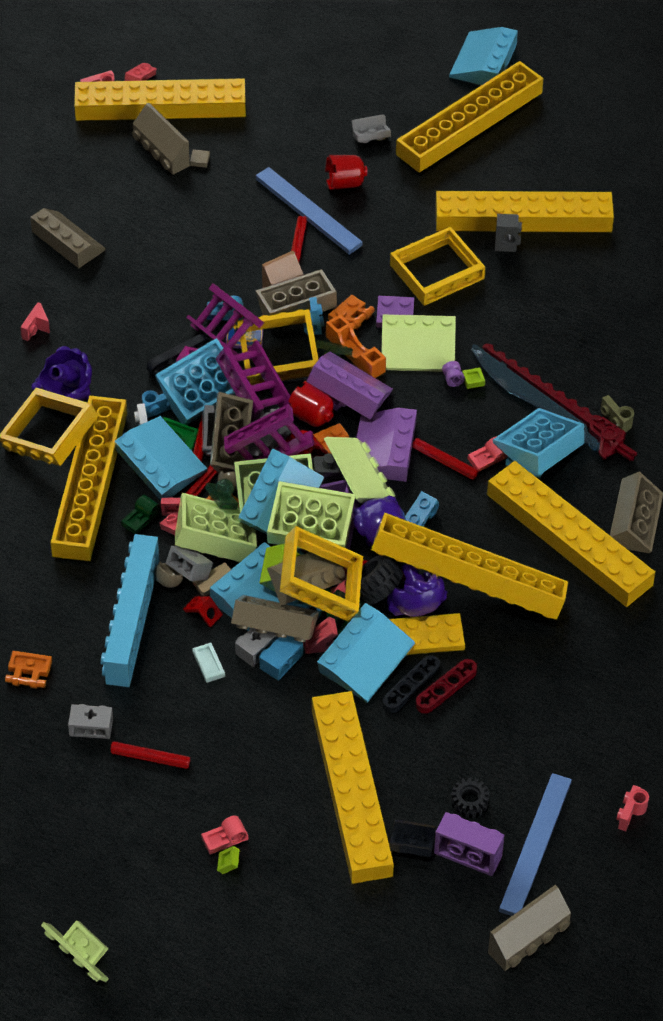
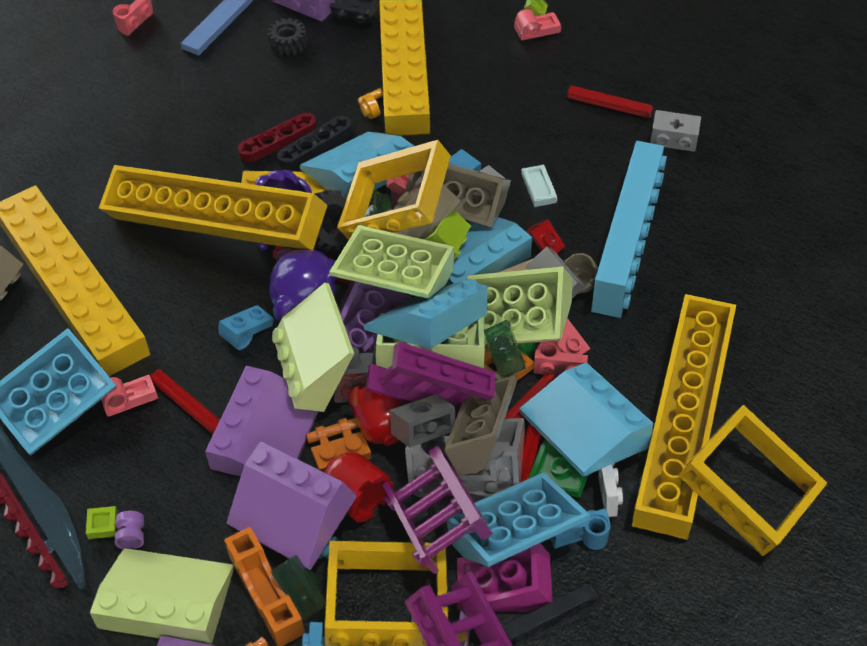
camera: 170 degrees left, 0 degrees up
(31, 664) = (750, 192): orange plate -> none
(66, 374) = (732, 570): dark purple piece -> none
(142, 515) = (614, 358): dark green plate -> none
(370, 722) = (369, 104): none -> light orange plate

